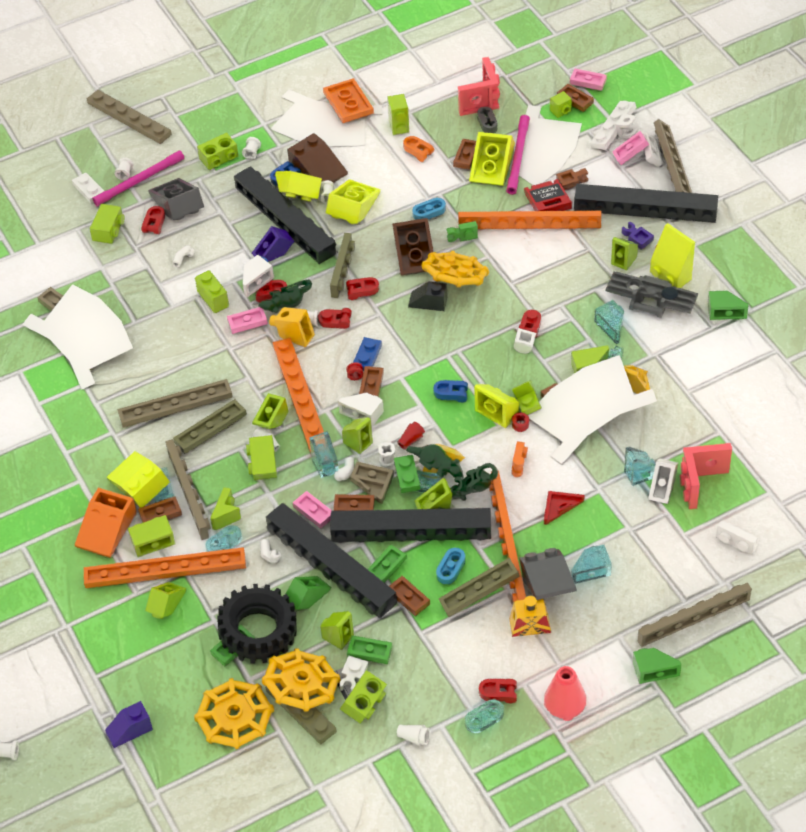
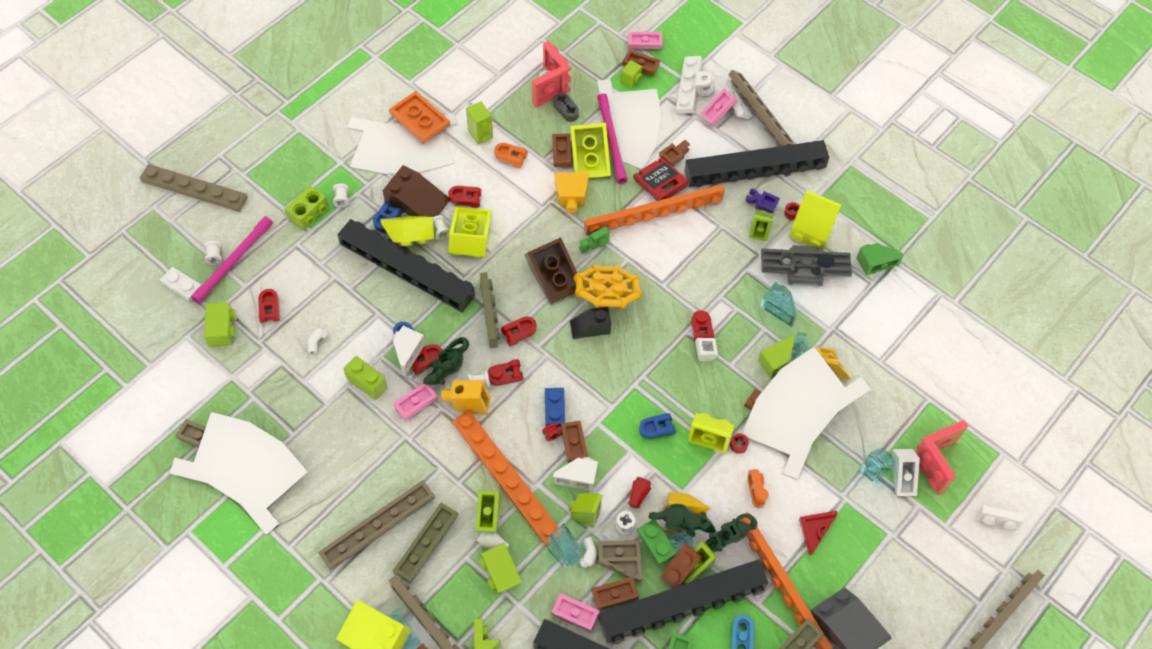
camera: 25 degrees left, 10 degrees up
(177, 198) = (284, 273): dark grey slope -> none
(273, 244) = (408, 304): dark purple slope -> none
(358, 171) = (459, 194): none -> red plate
(421, 495) = (681, 566): none -> dark orange plate
(429, 209) = (549, 222): dark azure plate -> none
(460, 187) = (571, 190): none -> yellow torso
(527, 397) = (735, 413): lime slope -> none
(592, 564) = (880, 590): clear light blue slope -> none

